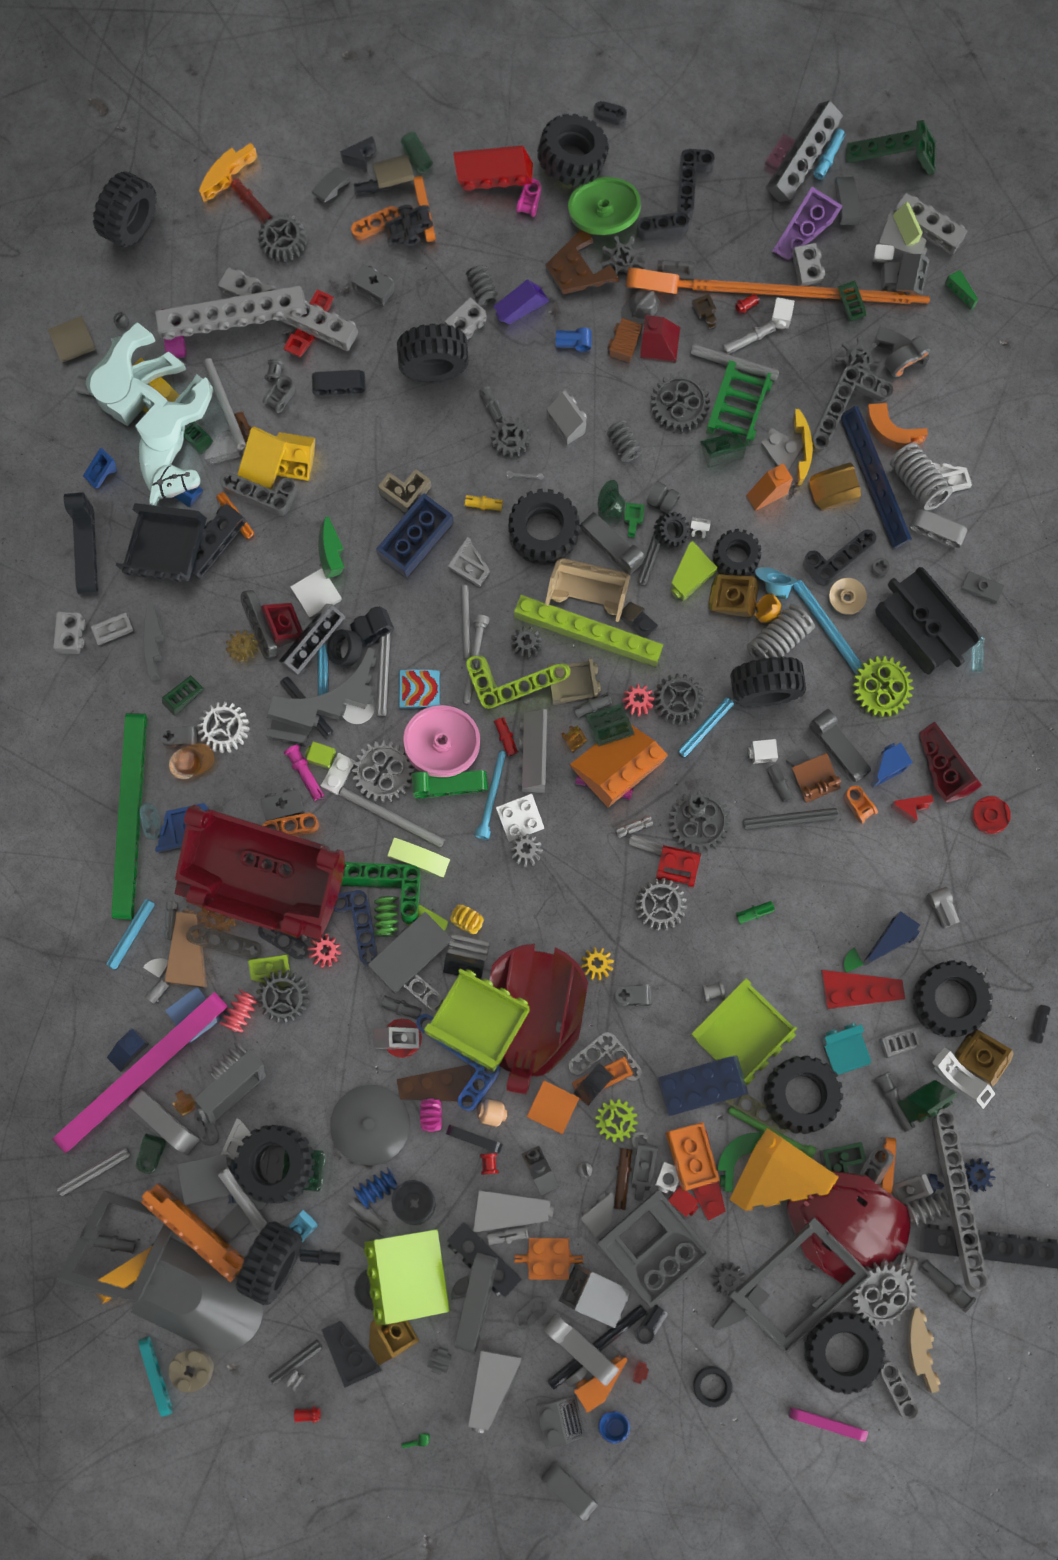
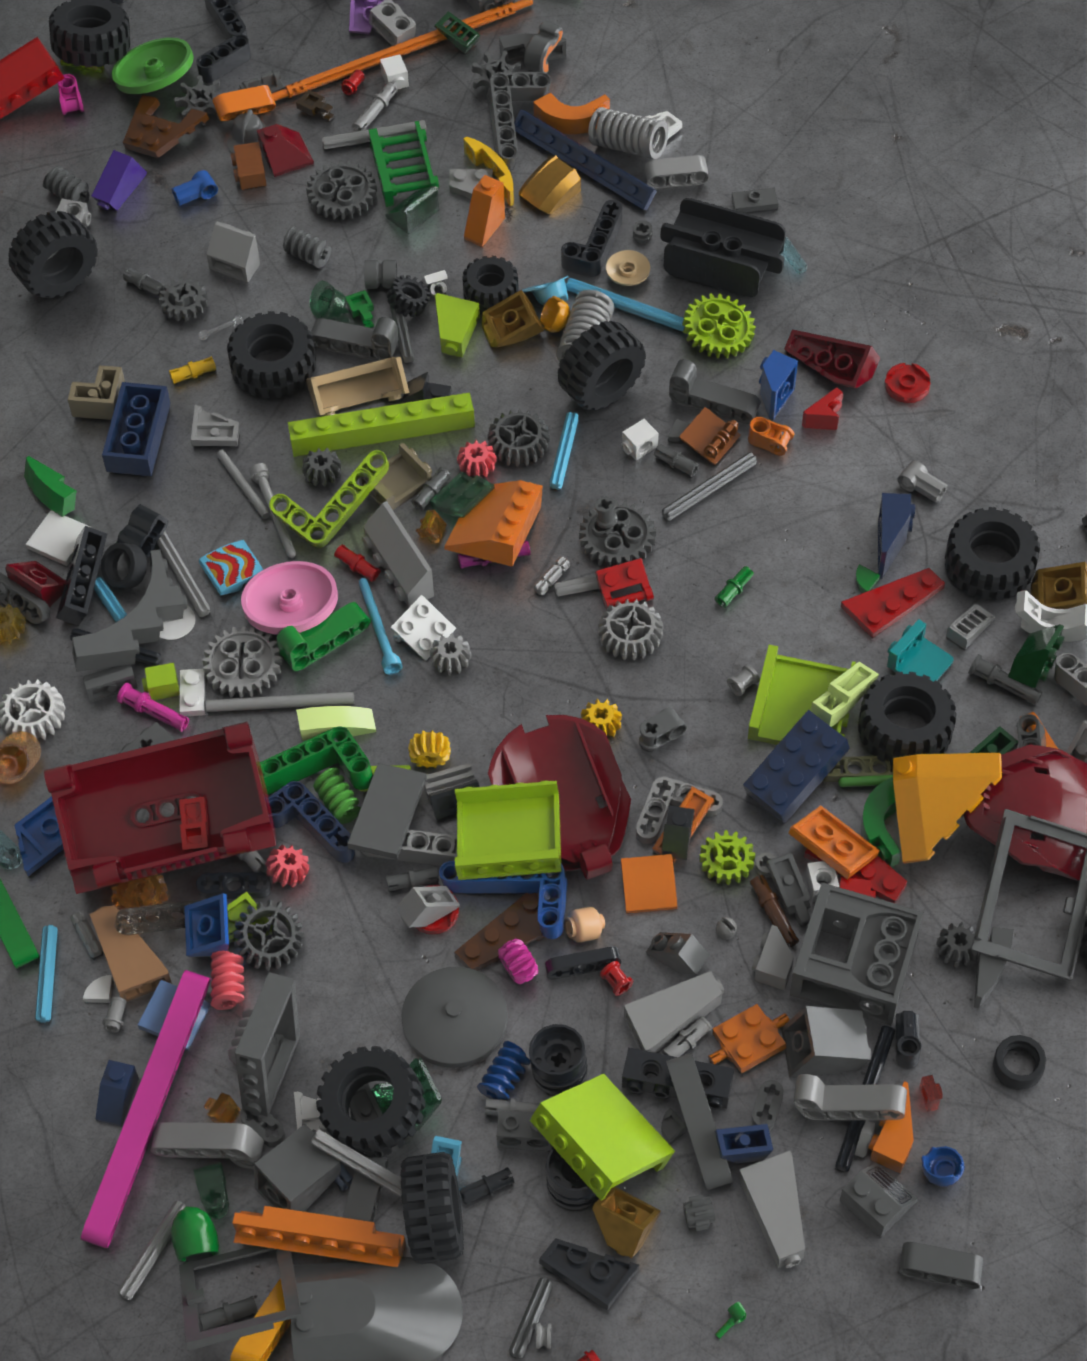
camera: 30 degrees left, 20 degrees down
(120, 1181) = (193, 1233): none -> green piece
(244, 969) = (207, 926): none -> blue slope
(277, 887) = (194, 823): none -> red slope
(494, 1335) = (744, 1143): none -> dark blue slope
(769, 1052) = (843, 693): none -> yellowish green slope

